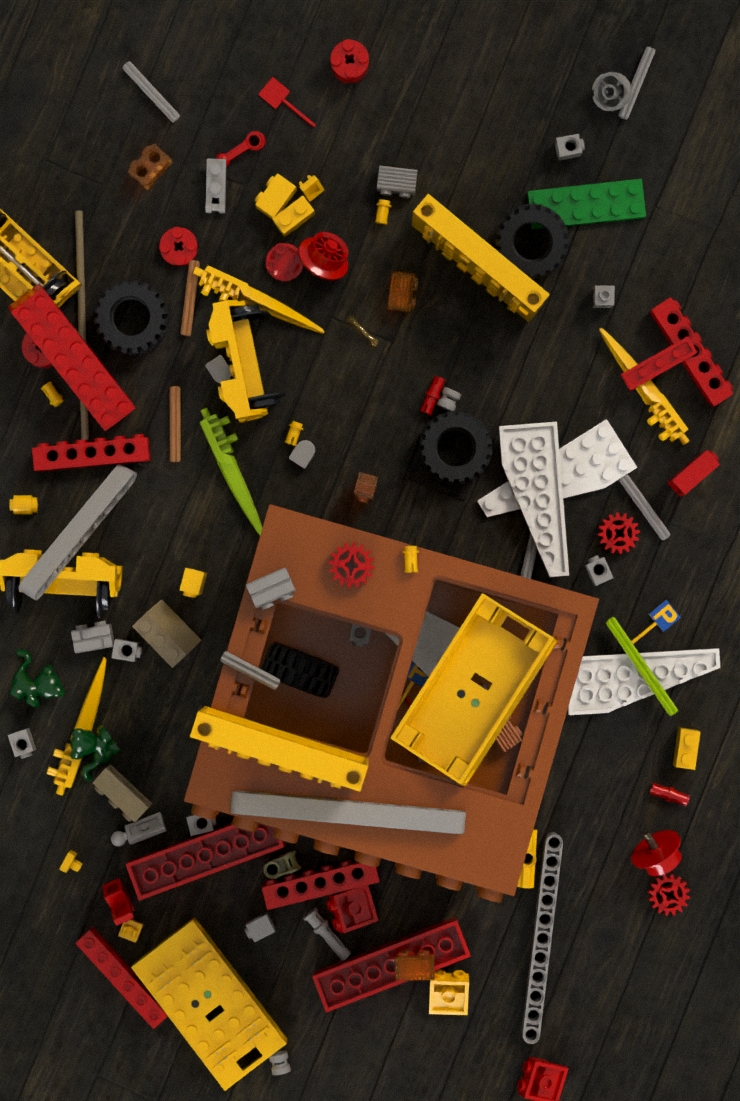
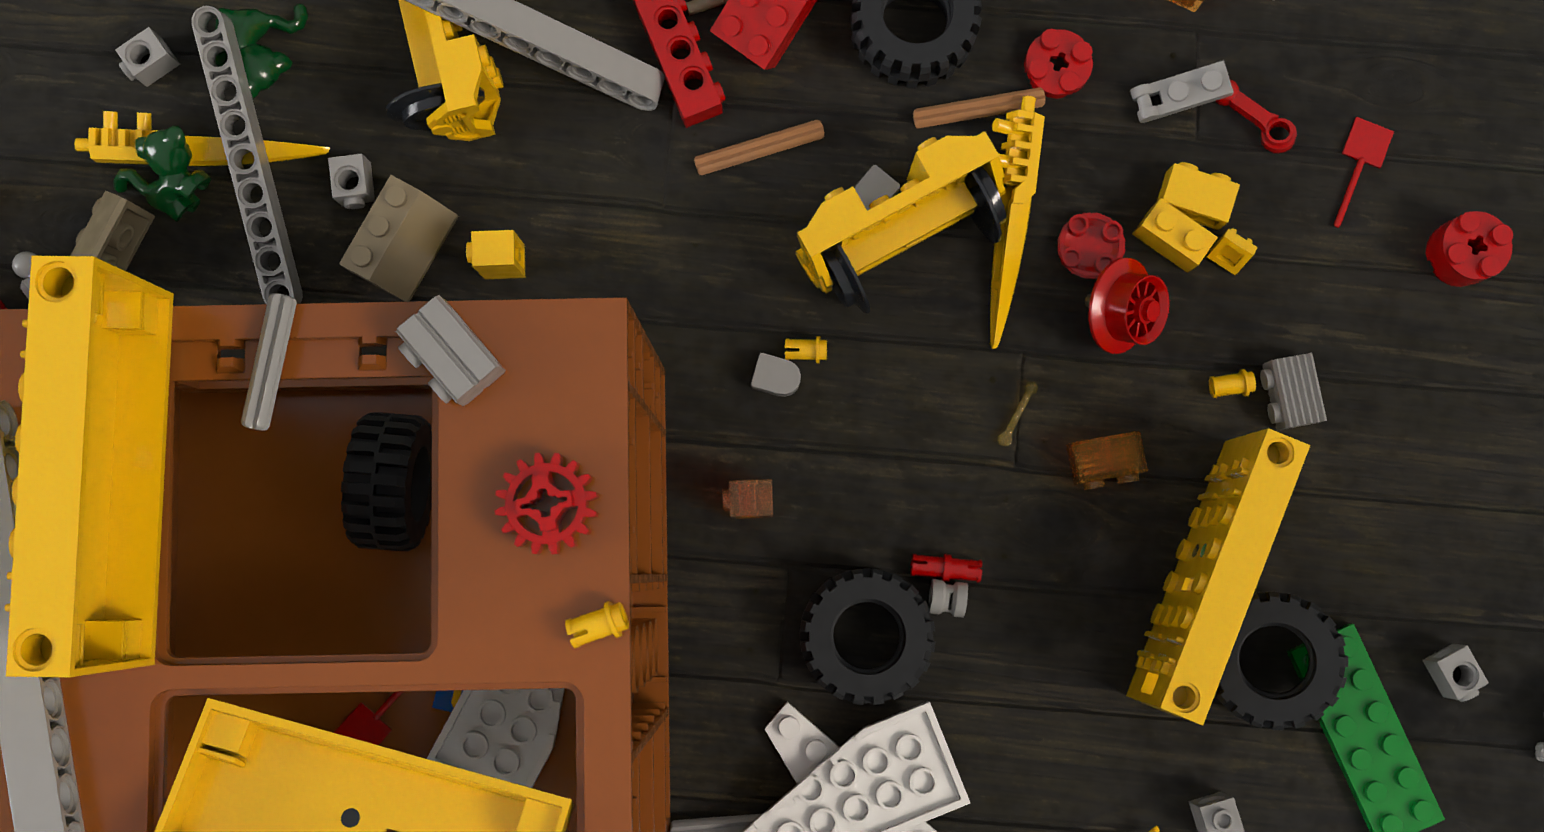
camera: 75 degrees right, 5 degrees down
(92, 638) = (356, 119): light grey brick -> none
(108, 706) = (236, 146): none -> light grey beam
(222, 449) = (721, 252): lime piece -> none

